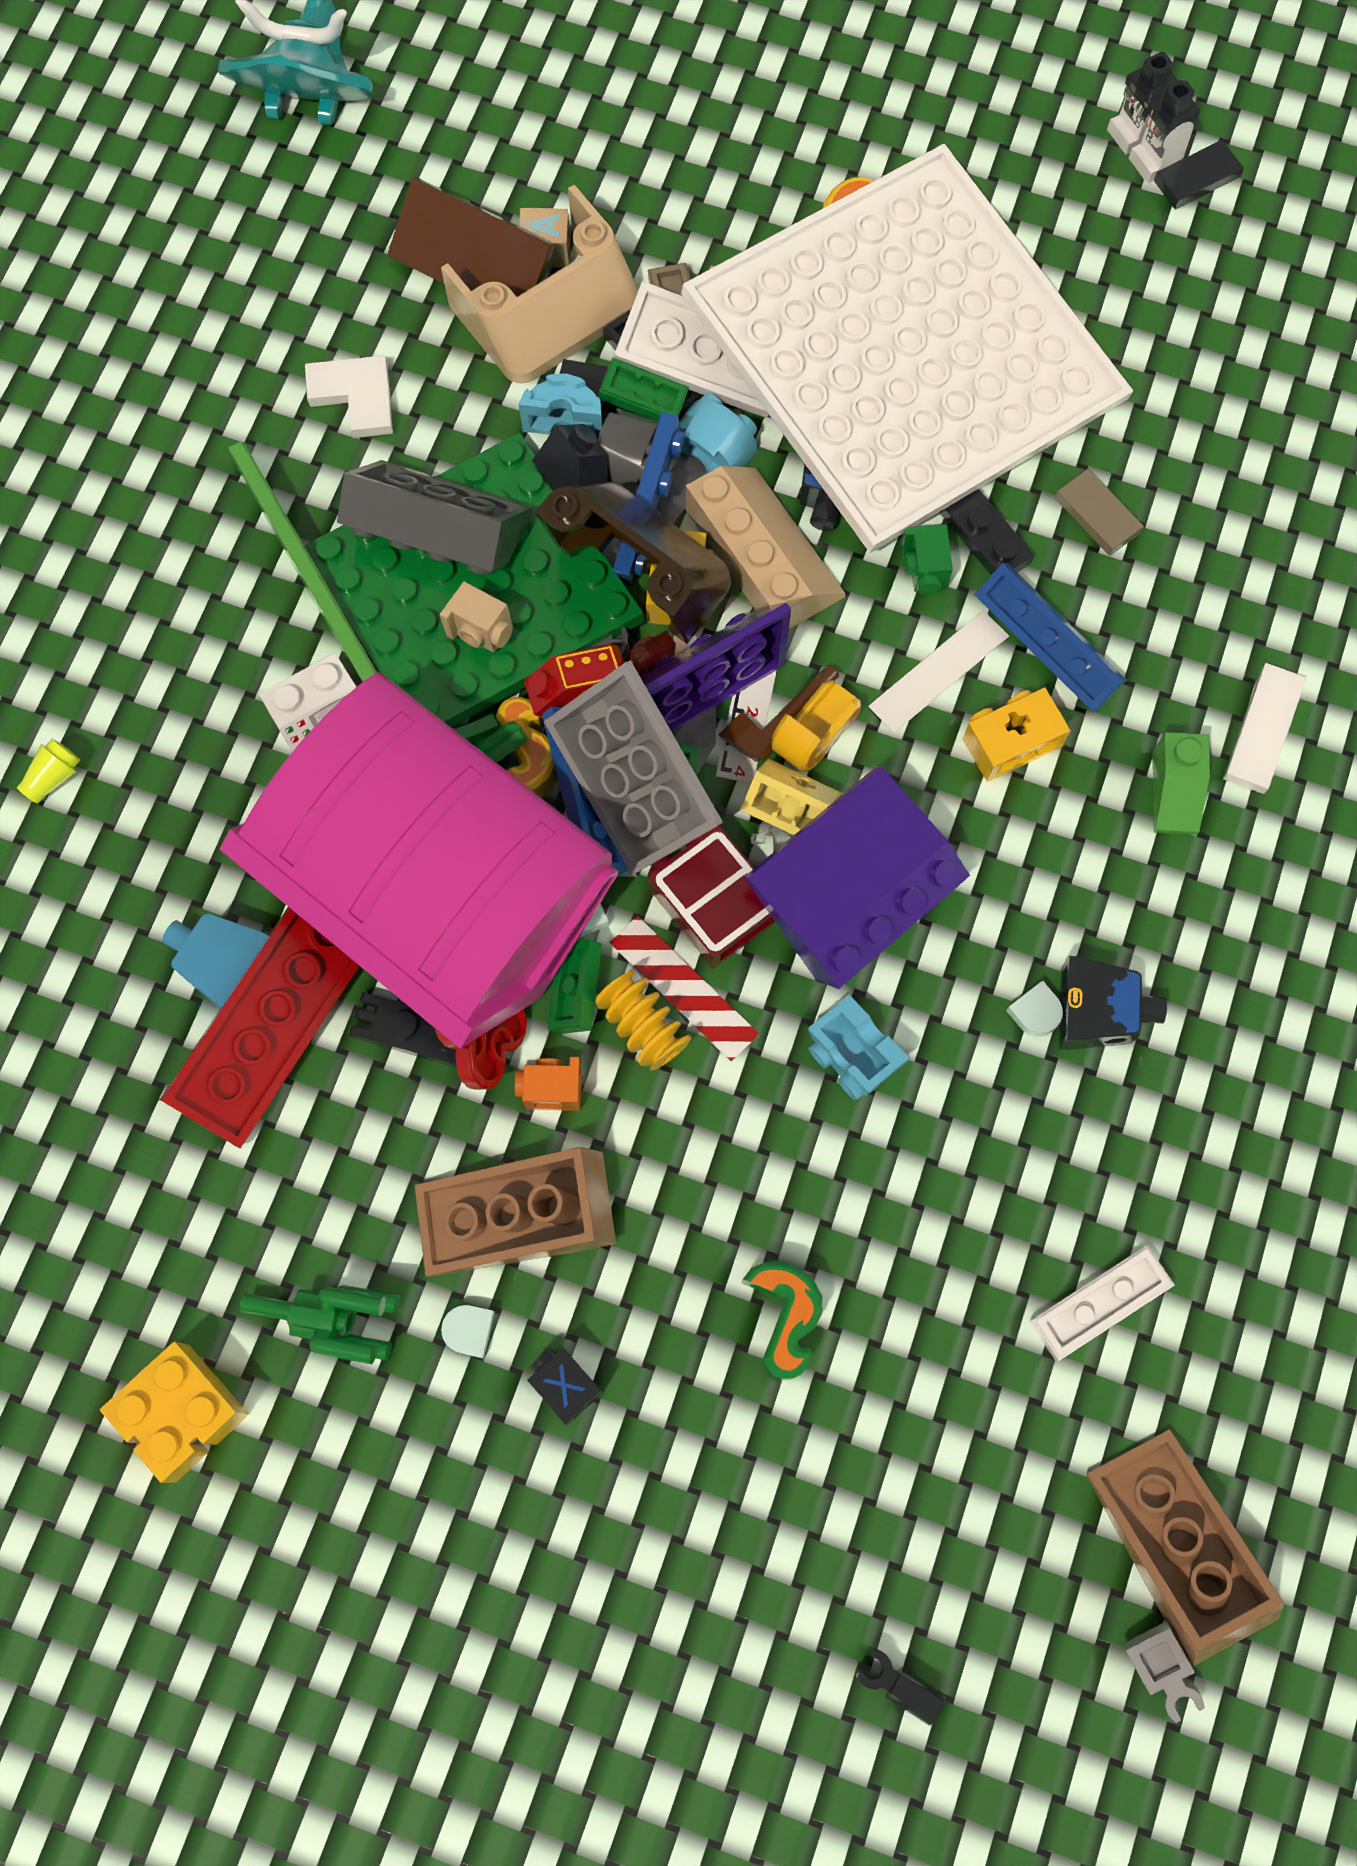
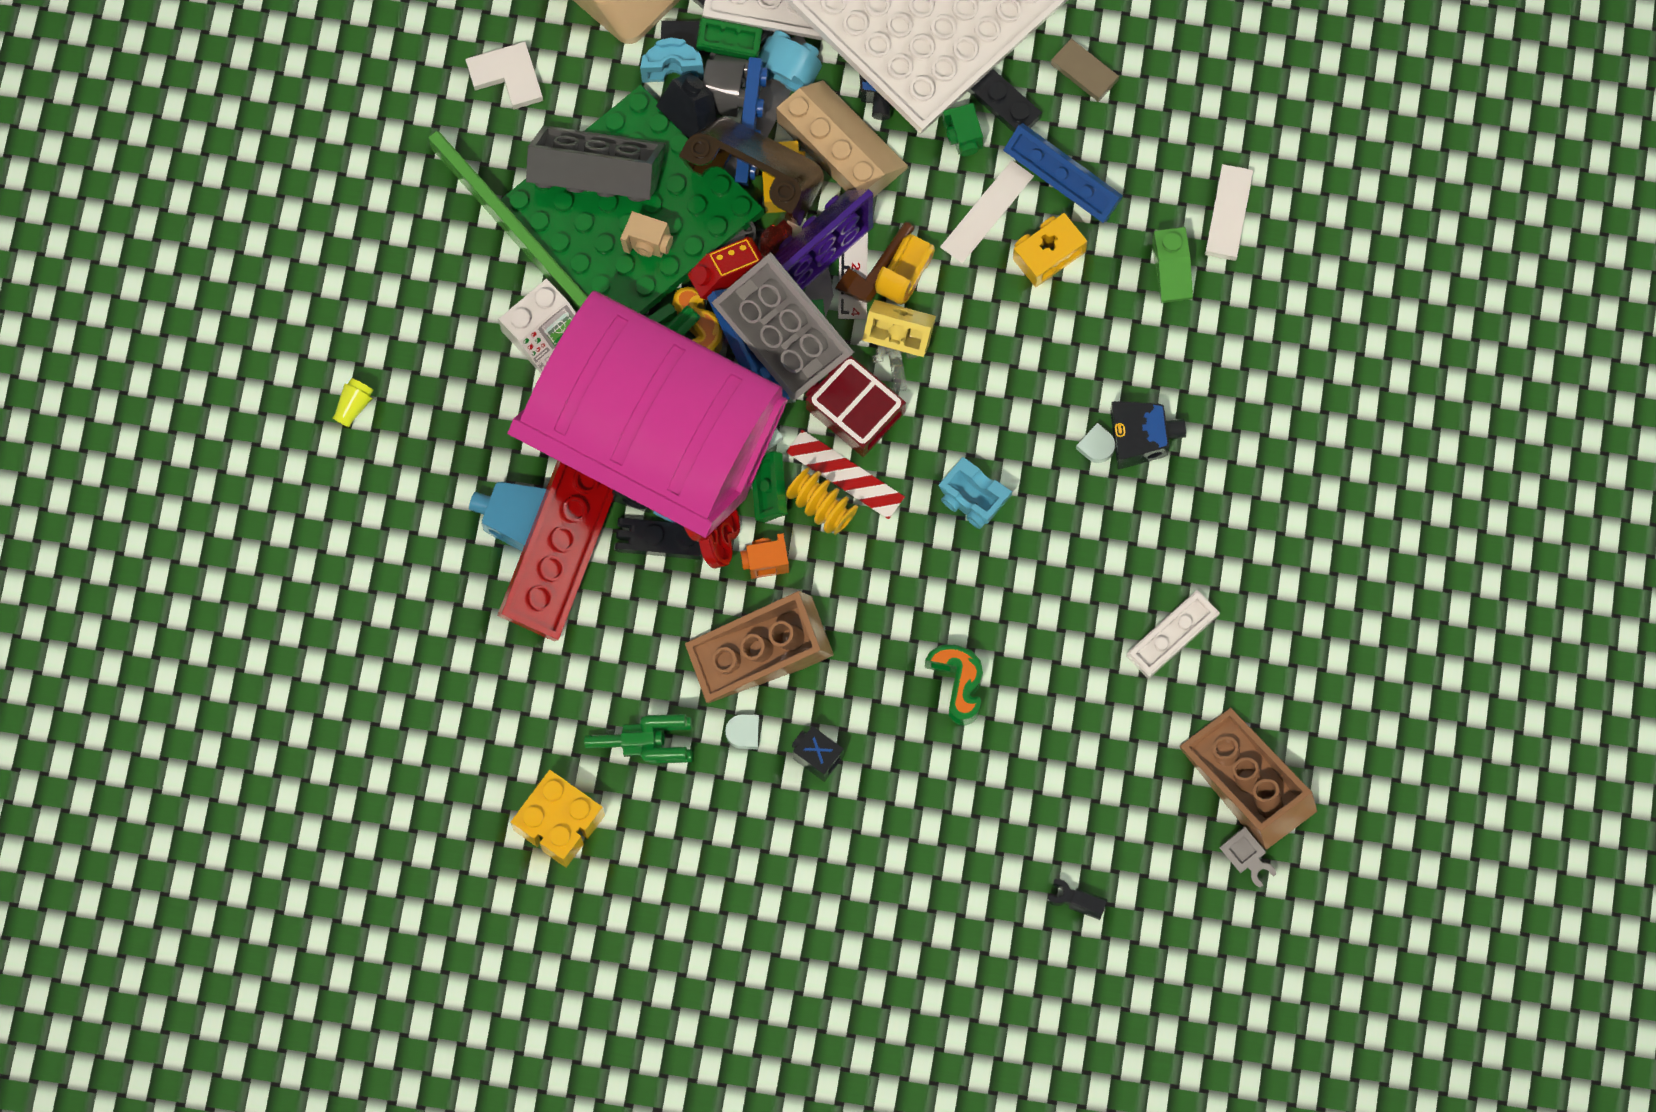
camera: 10 degrees left, 0 degrees up
(856, 878) = (953, 374): dark purple slope -> none

